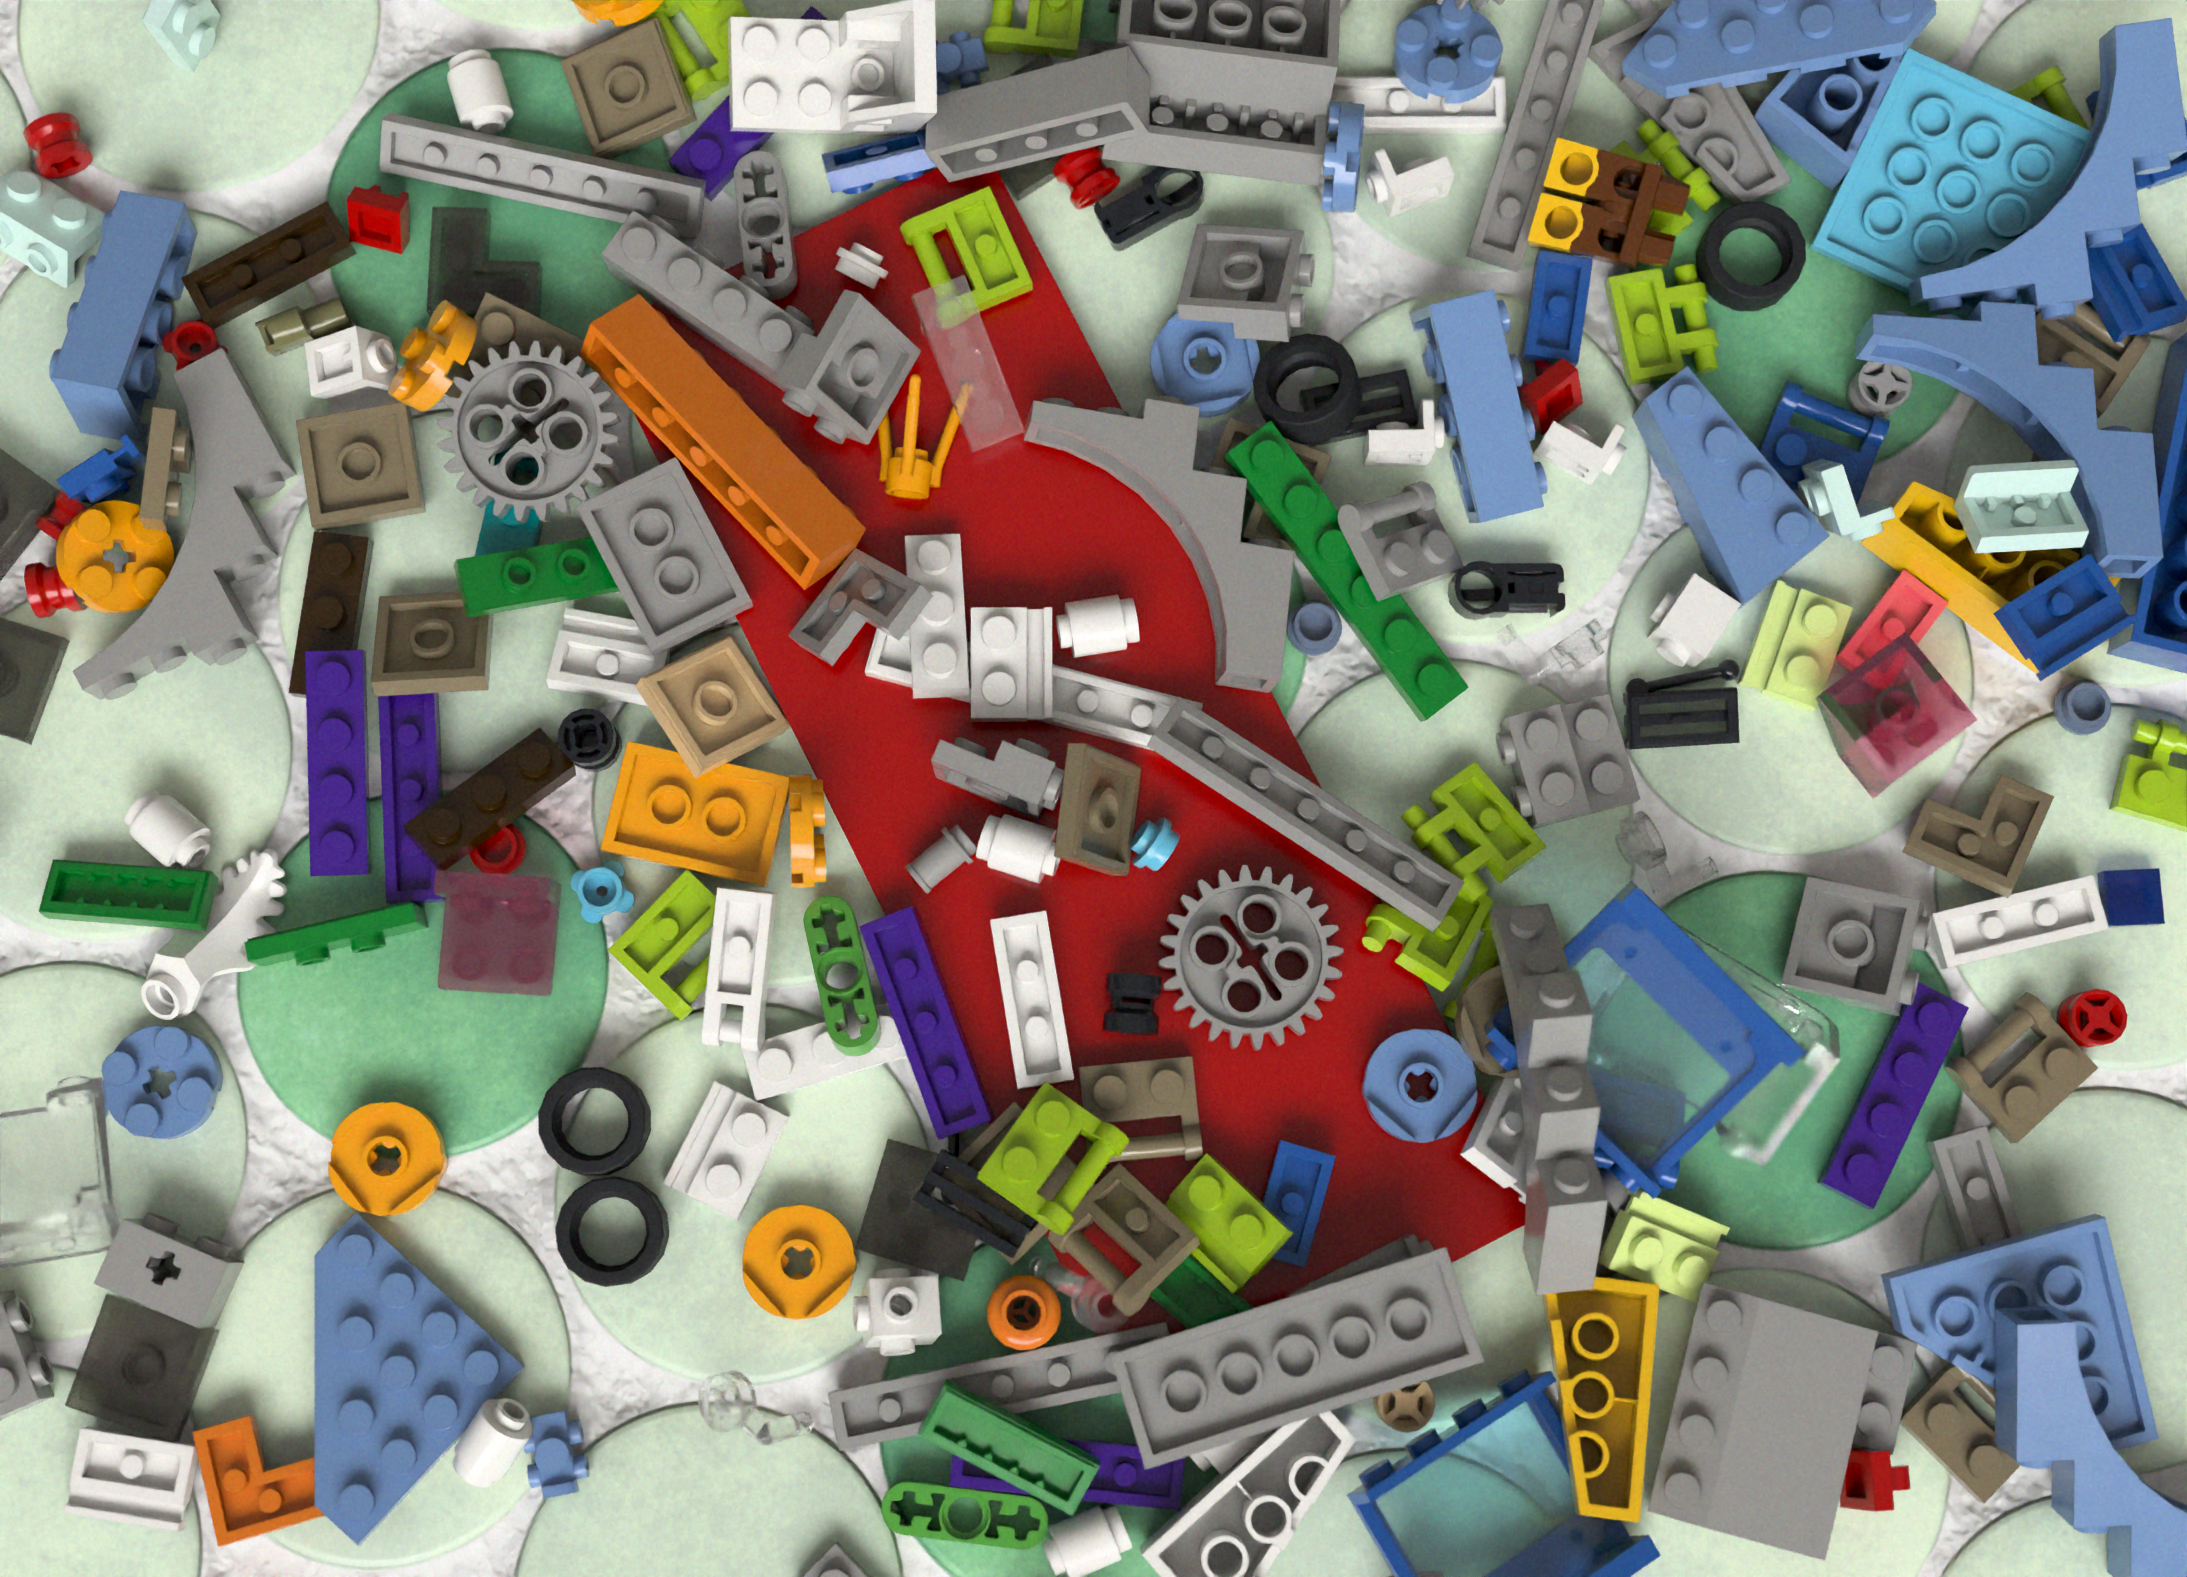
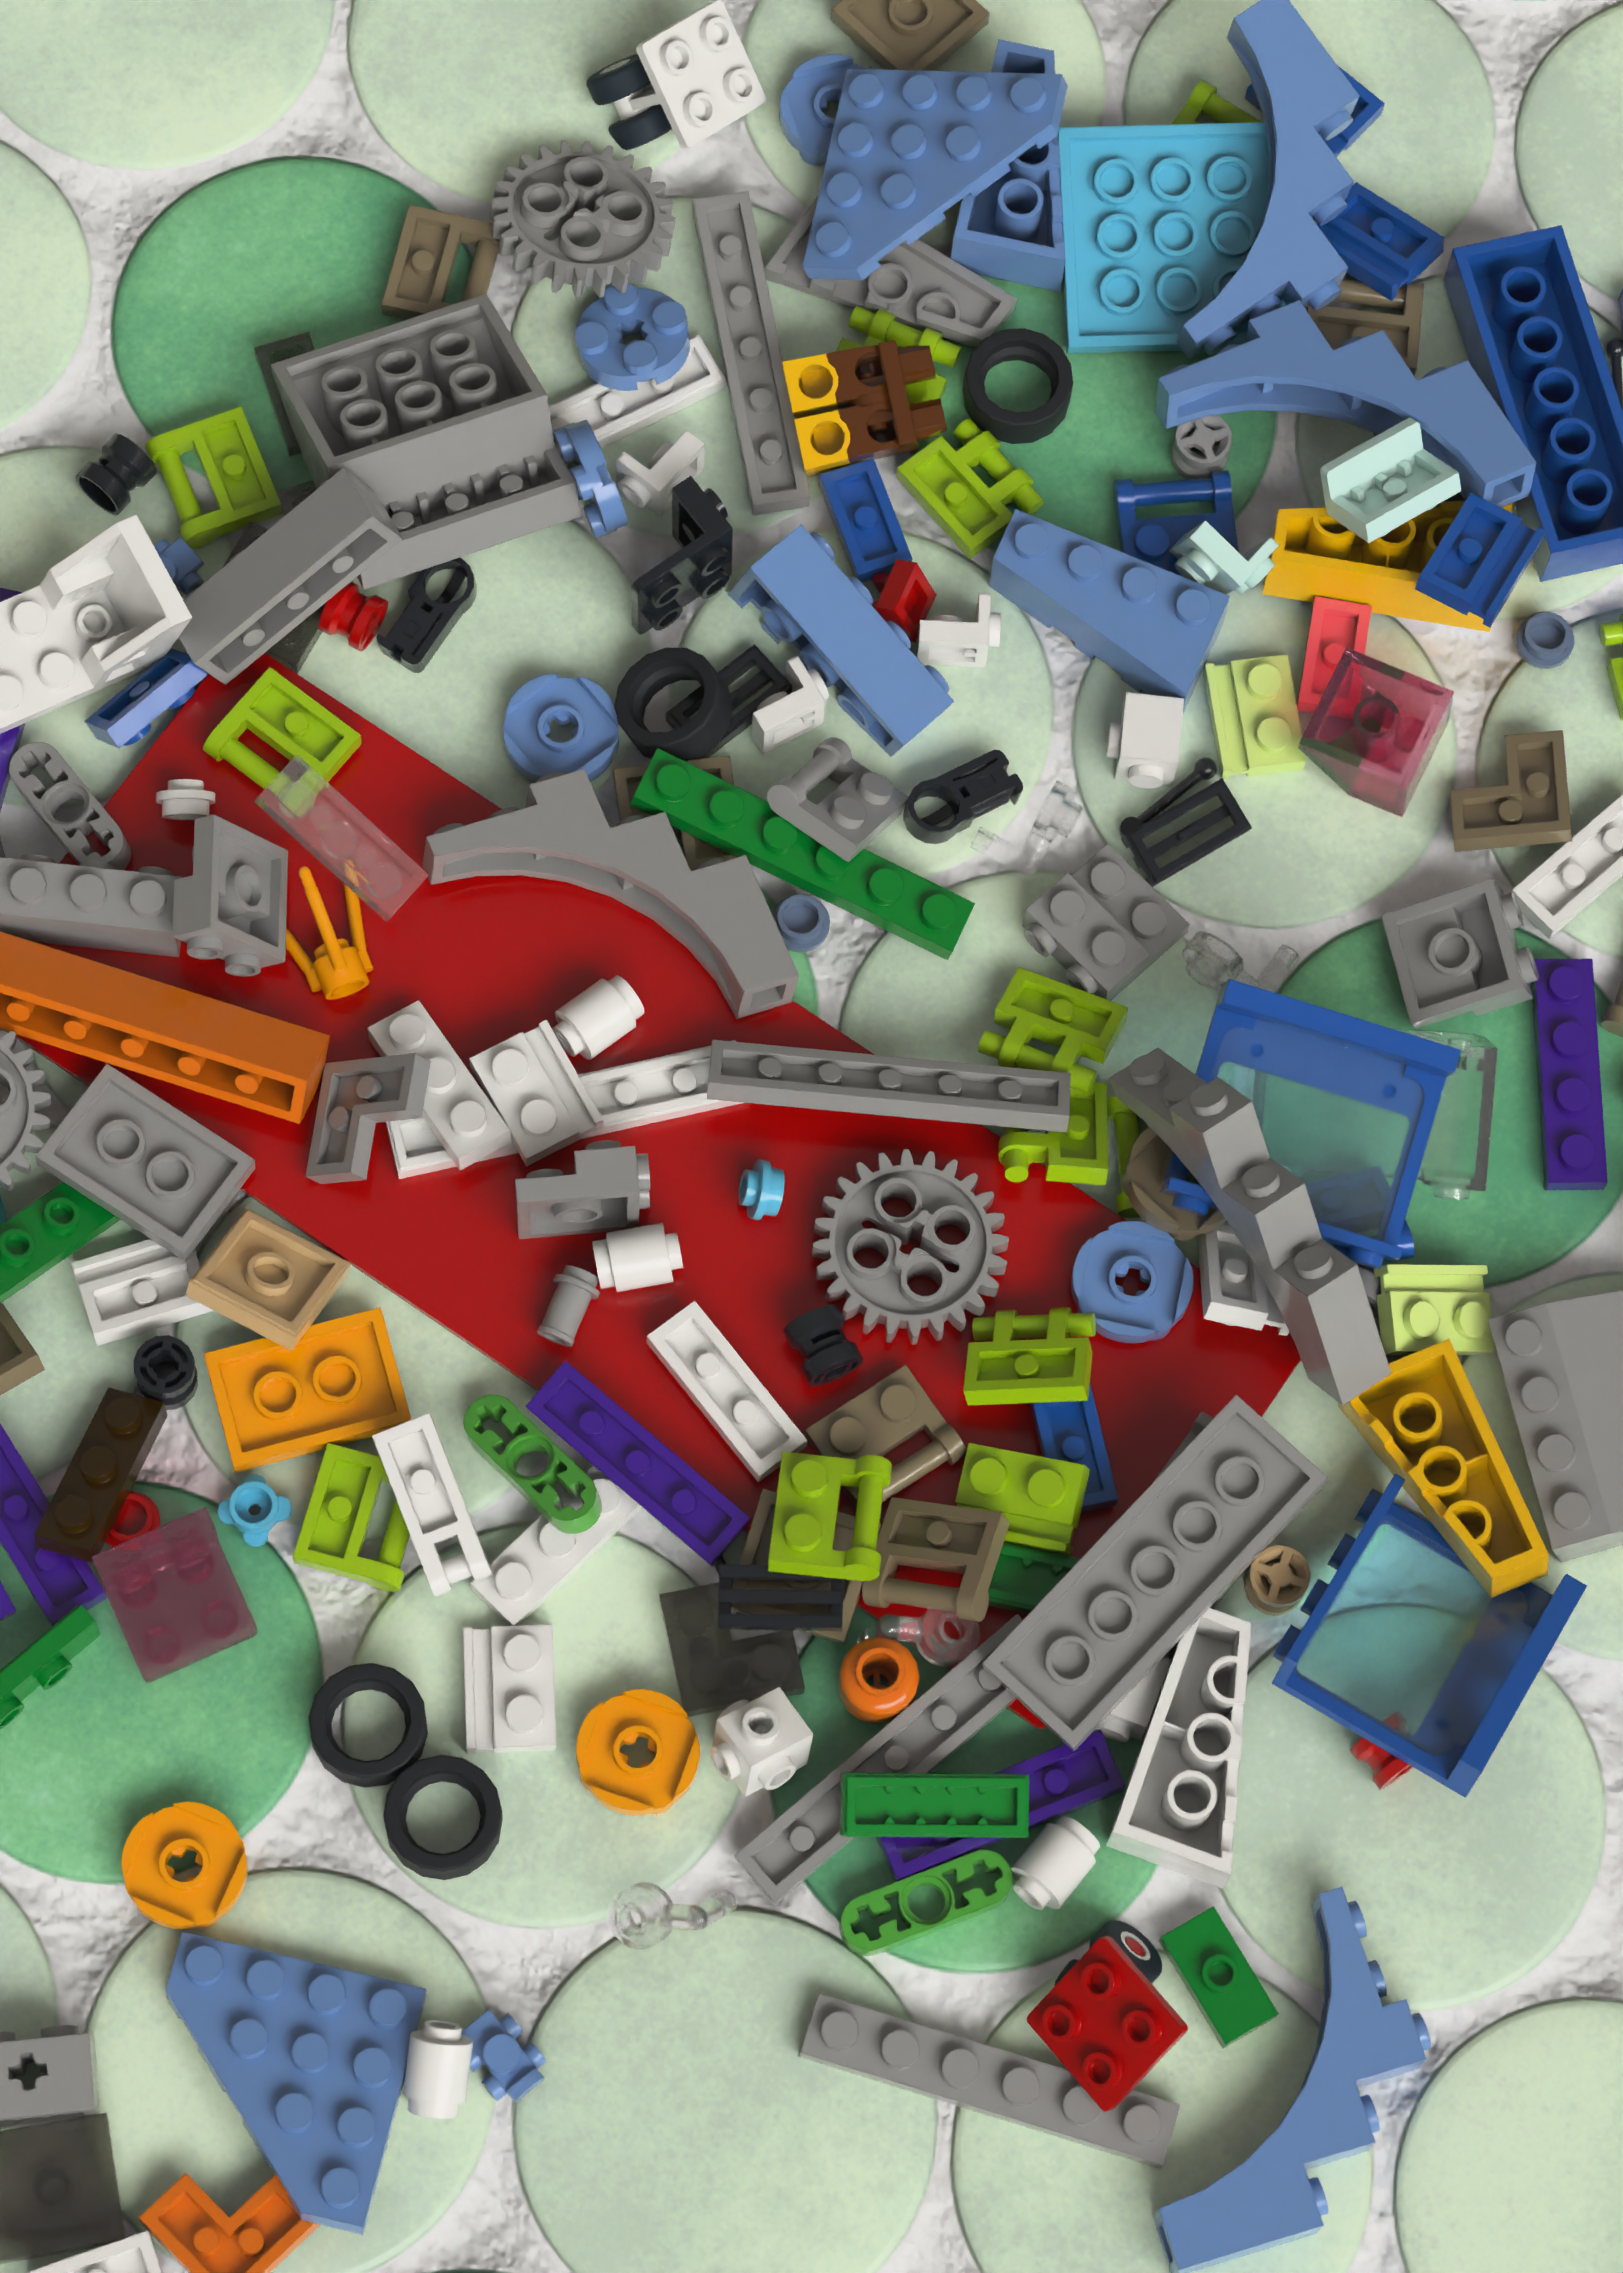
camera: 30 degrees left, 10 degrees down
(807, 848) = (423, 1346): light orange plate -> none
(1097, 810) = (694, 1180): dark tan plate -> none
(1247, 280) = (562, 633): light grey plate -> none
(1291, 1121) = (1029, 1370): none -> lime plate
(1386, 281) = (693, 571): none -> black bracket

